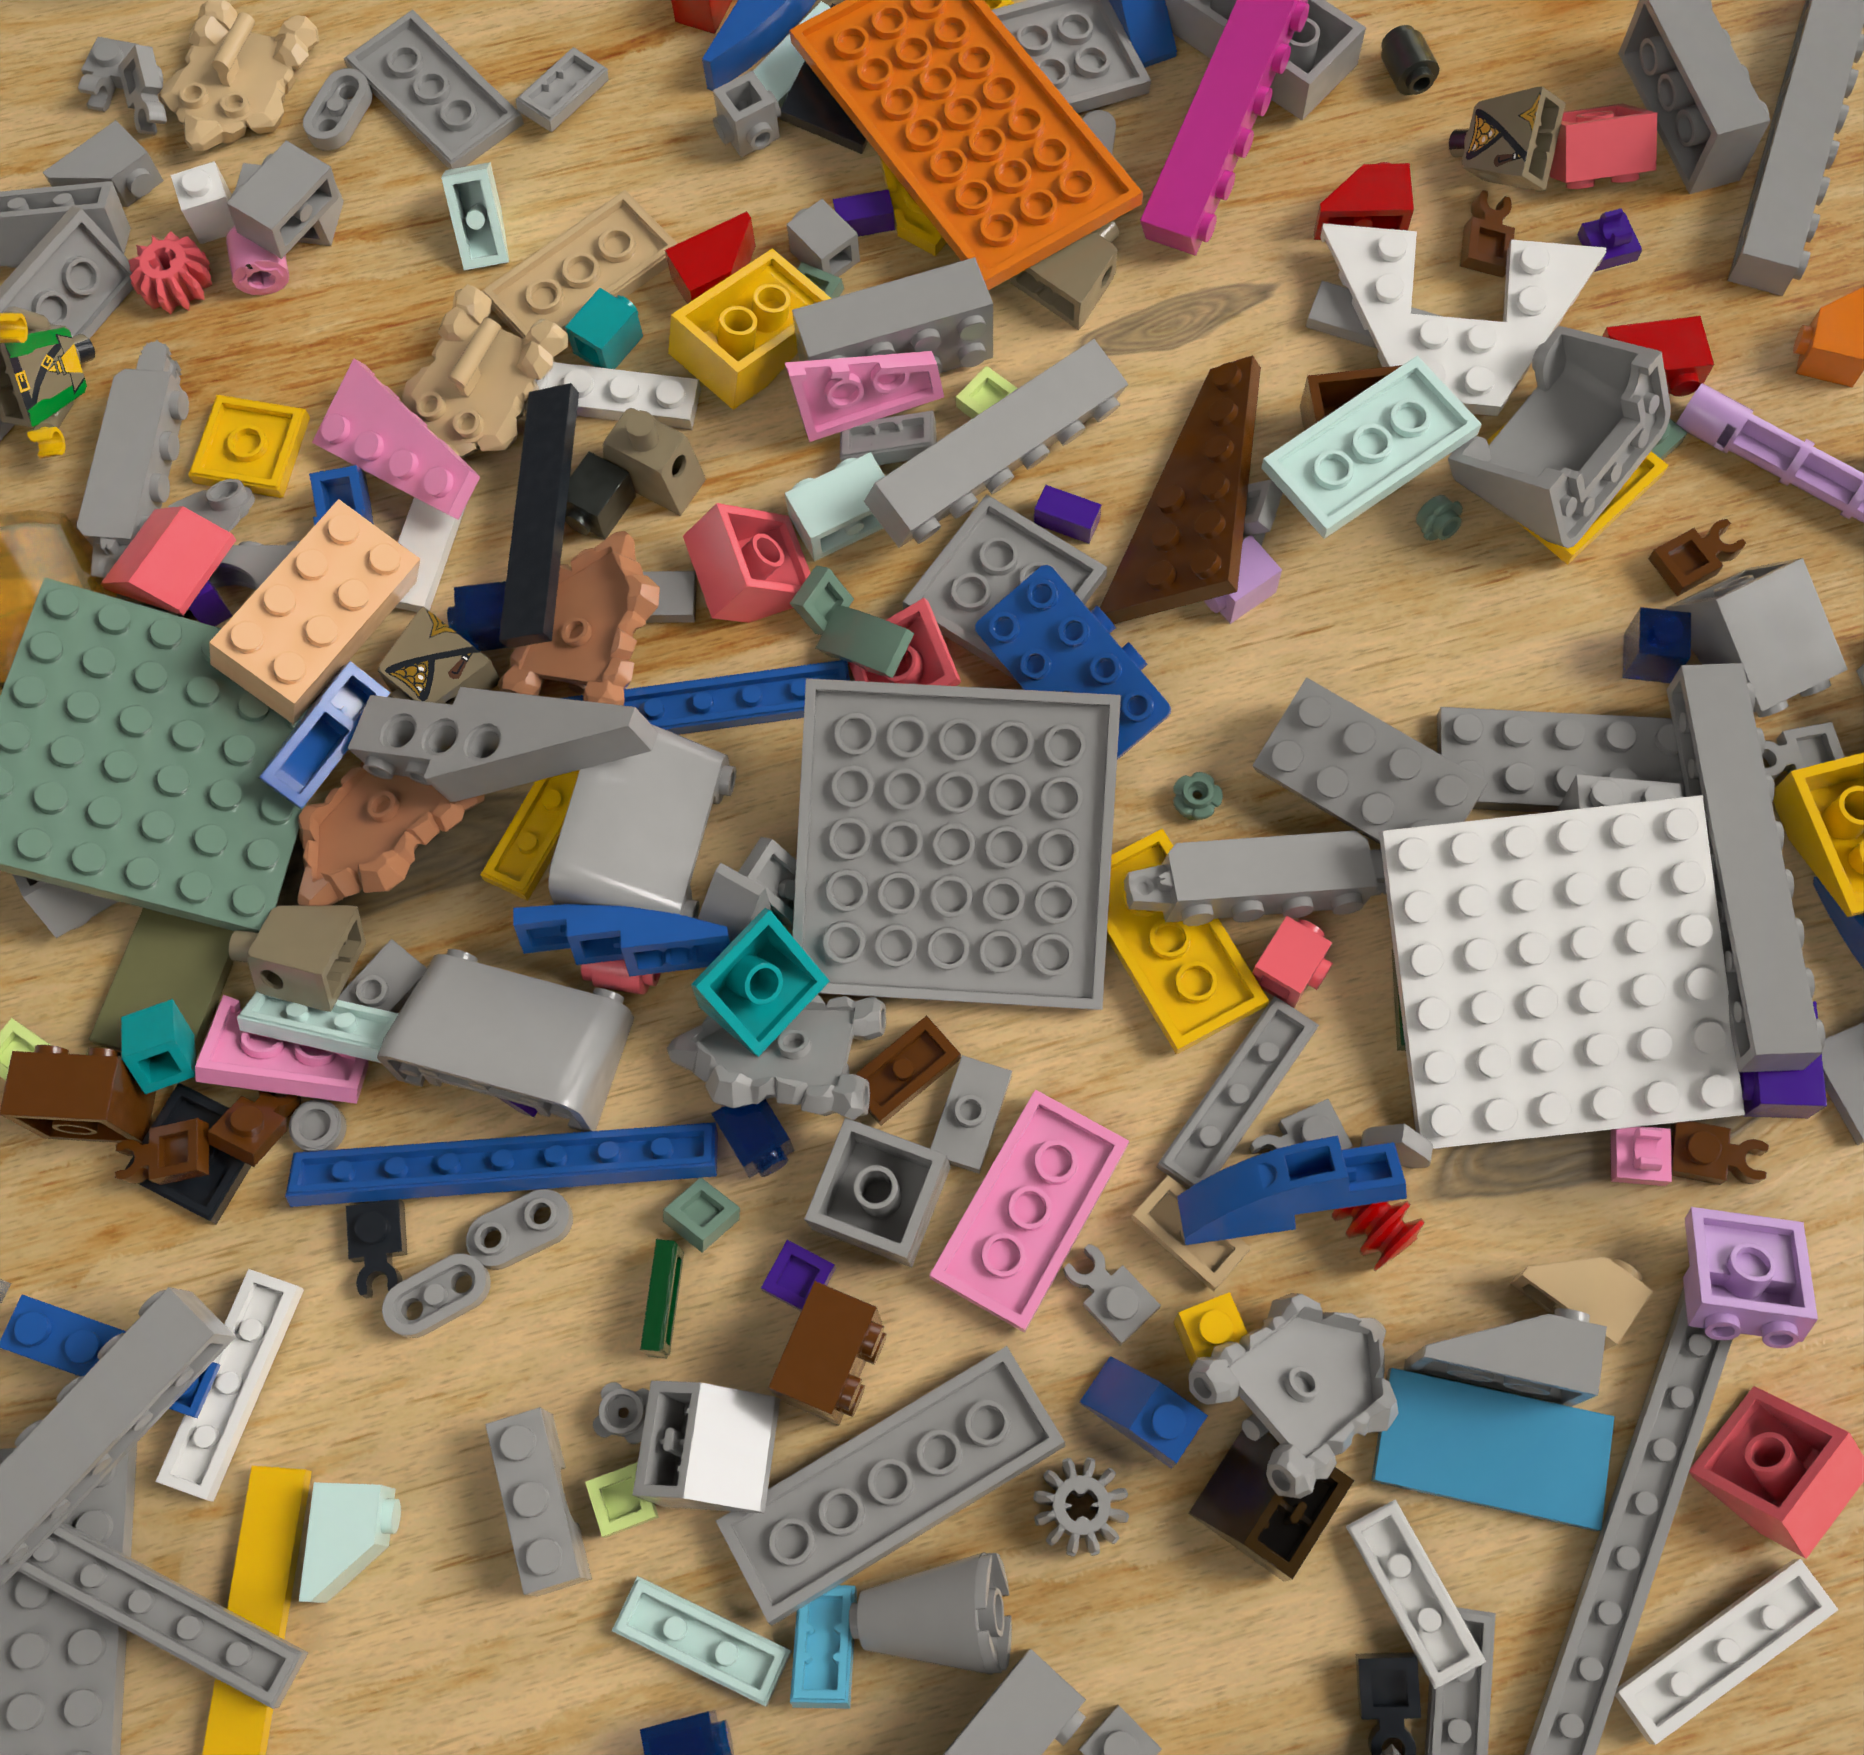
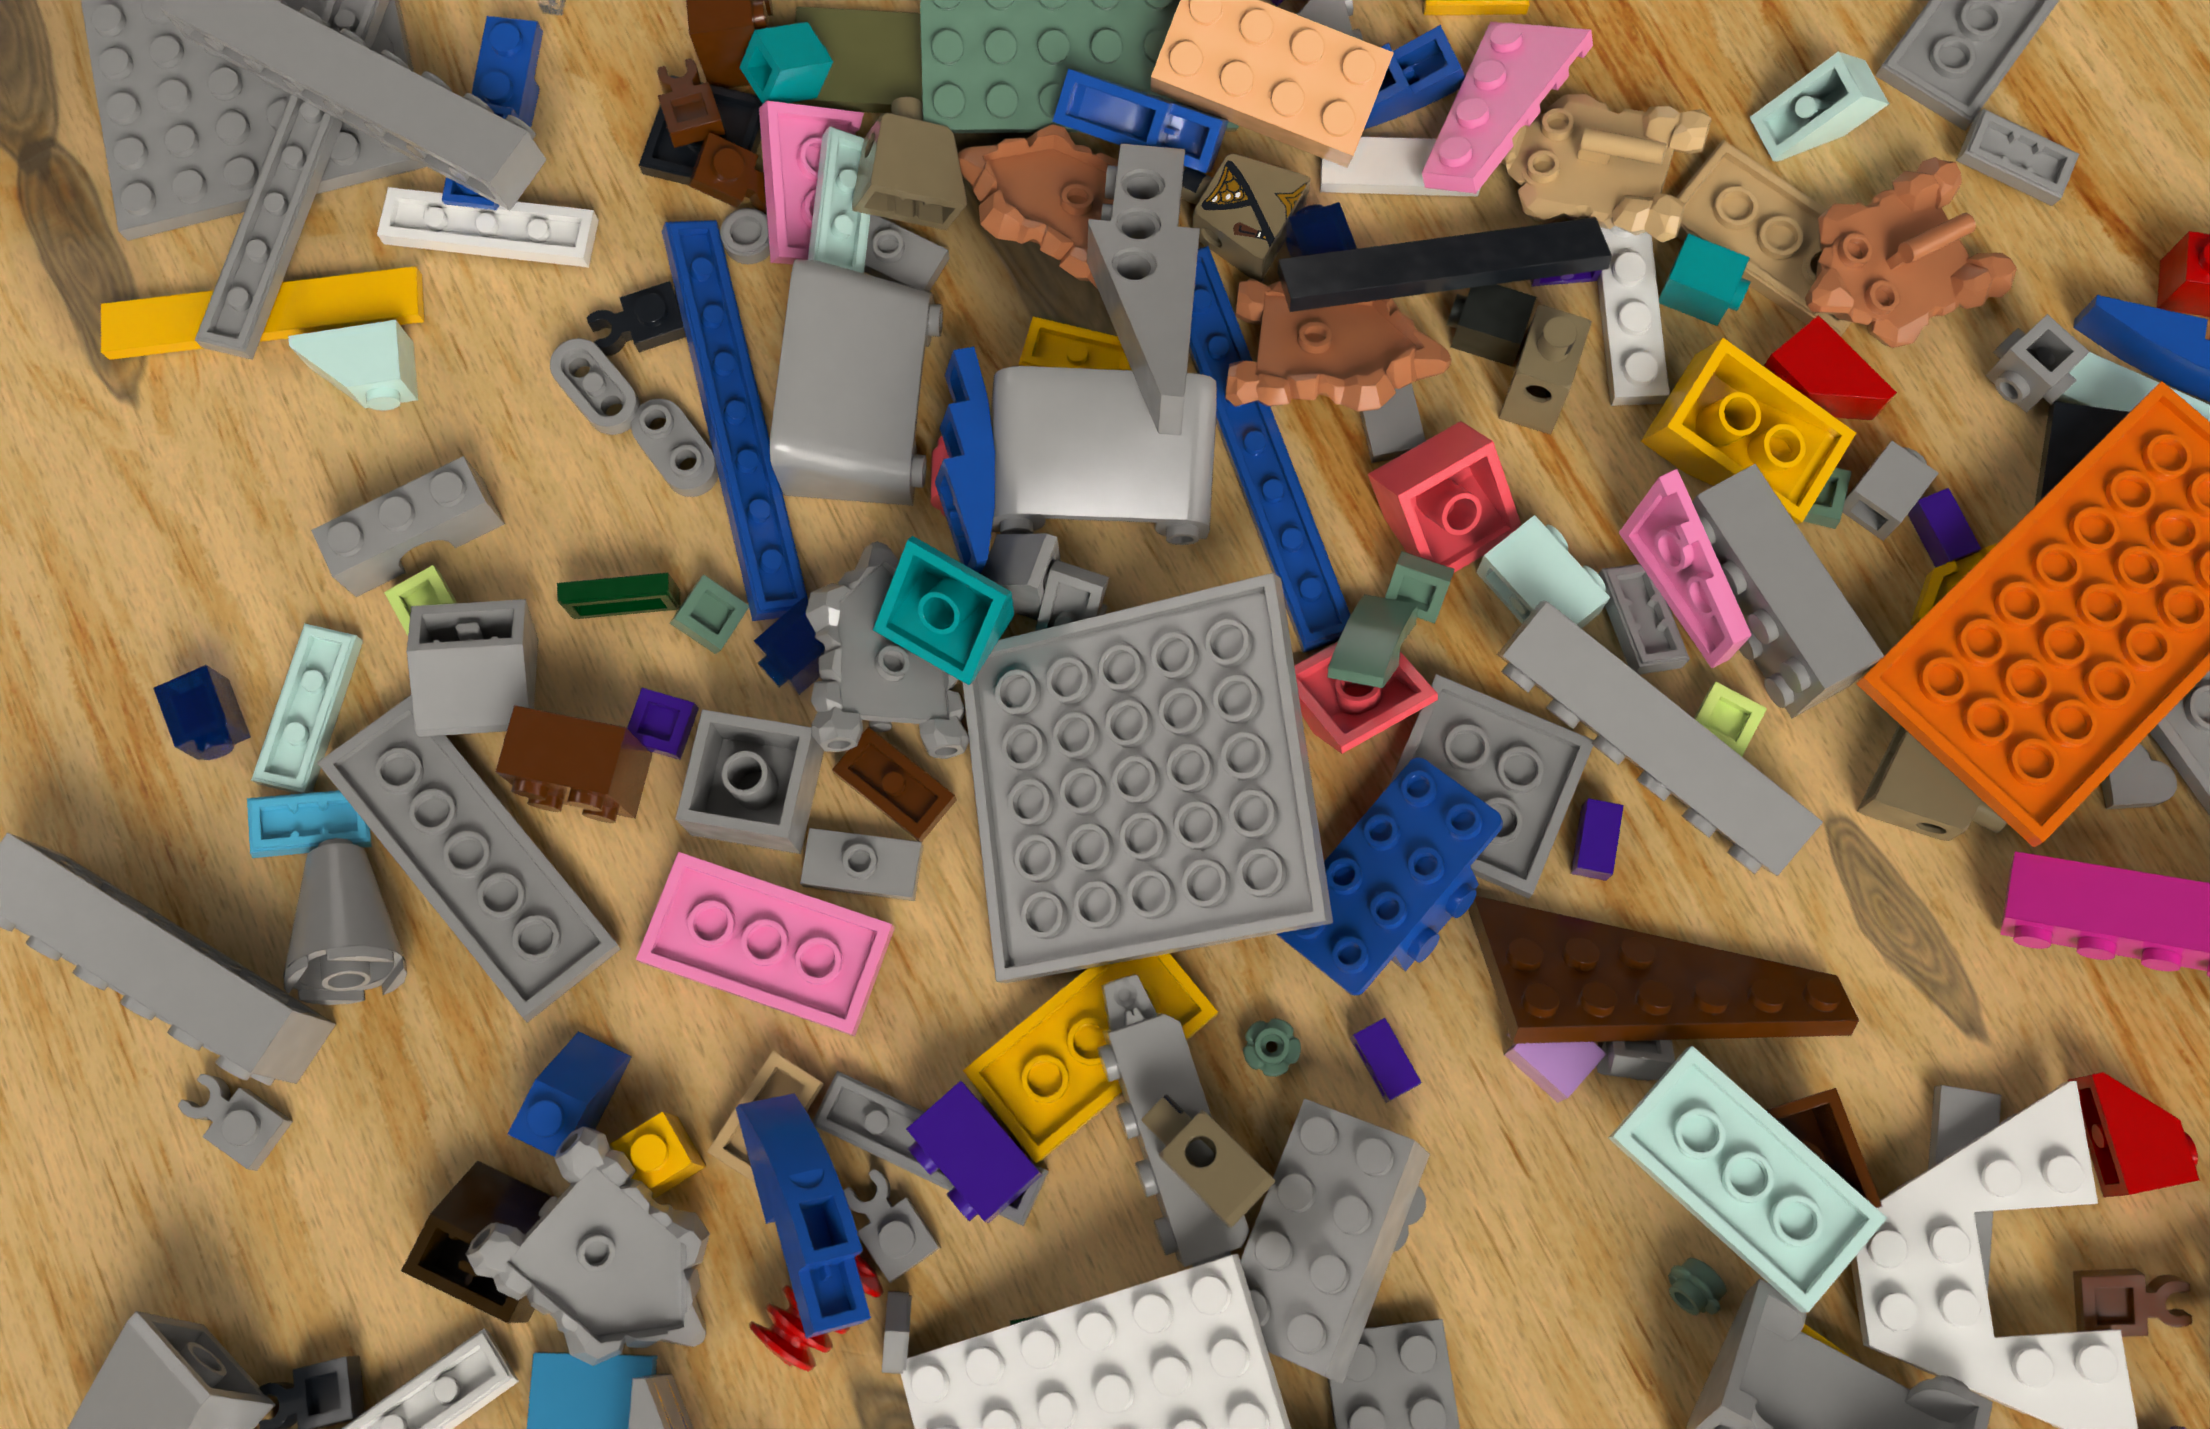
camera: 80 degrees right, 5 degrees up
(609, 1421) = (499, 574): light grey plate -> none
(630, 186) = (1903, 258): none -> nougat shield
(1082, 1526) = (449, 1061): light grey gear -> none
(1117, 1300) = (687, 1052): light grey plate -> none
(1223, 709) = (1385, 1060): none -> dark purple piece
(1256, 1046) = (972, 1154): none -> dark purple brick
(1293, 961) = (1089, 1185): coral brick -> none
(1307, 831) = (1227, 1184): none -> dark tan torso

